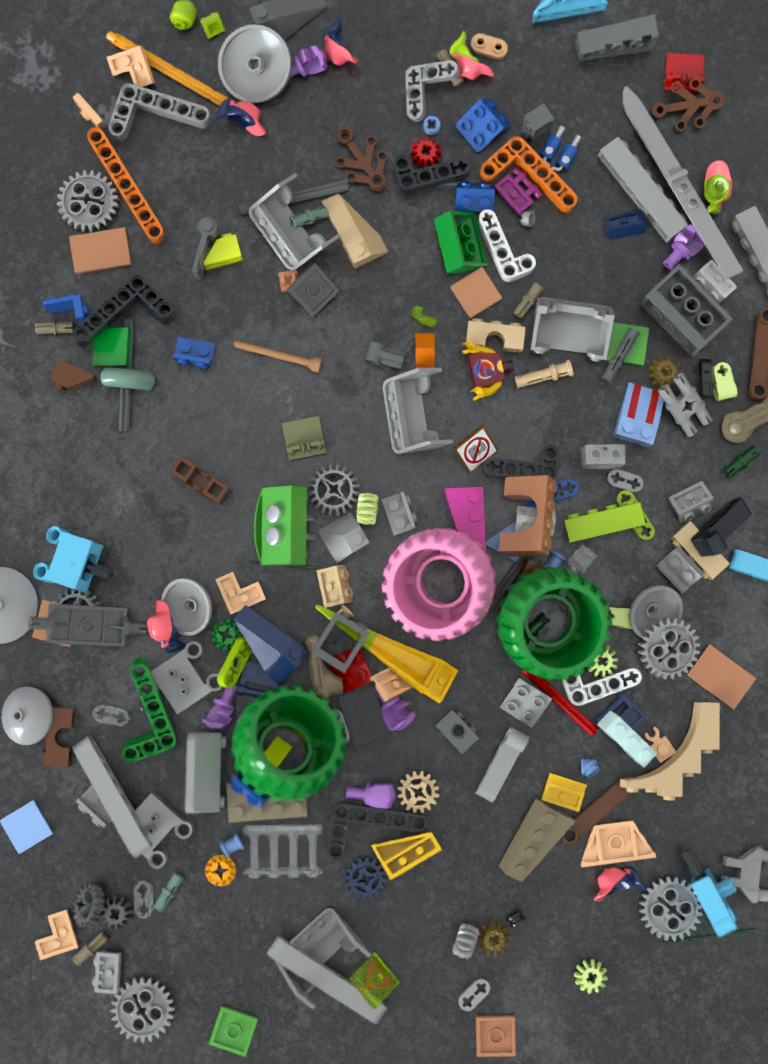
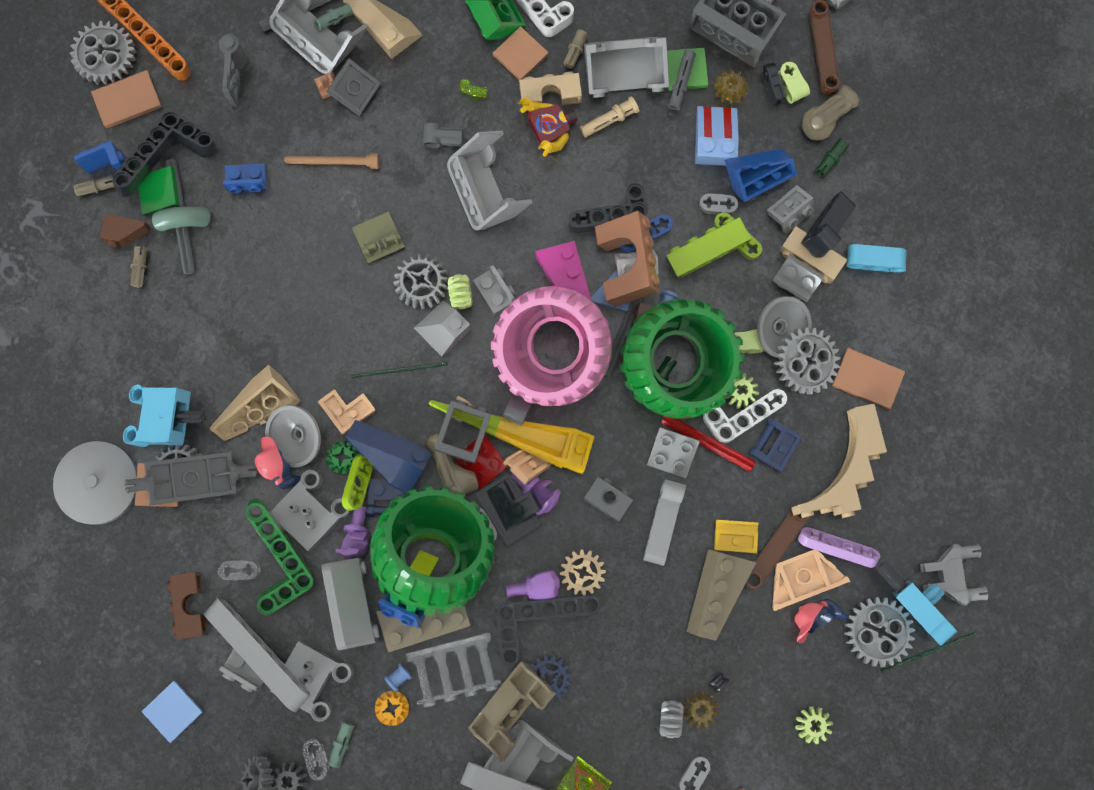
camera: 10 degrees left, 5 degrees down
(35, 716) = (148, 591): light grey dish -> none
(78, 414) = (138, 267): none -> dark tan axle
(161, 566) = (255, 404): none -> tan wedge
(200, 480) = (278, 304): reddish brown arch -> none
(223, 252) = (253, 72): neon yellow slope -> none
(282, 526) = (375, 328): bright green piece -> none
(322, 895) = (507, 706): none -> dark tan bracket
(335, 585) = (444, 379): tan bracket -> none
(365, 718) = (511, 509): none -> black plate
(393, 632) = (517, 410): none -> dark grey beam
(406, 853) = (586, 640): yellow wedge -> none
(424, 350) = (481, 118): orange slope -> none
(475, 449) = (557, 206): piece -> none
(581, 559) = (694, 289): clear brick -> none
(589, 767) = (756, 504): medium blue plate -> none
(596, 458) = (687, 185): light grey window -> none
(627, 738) = (780, 457): light aqua arch -> none
(634, 813) = (839, 547): none -> lavender beam
(660, 746) = (825, 466): light nougat plate -> none
(670, 461) = (759, 172): none -> blue wedge
(677, 404) = (769, 112): light grey pin -> none

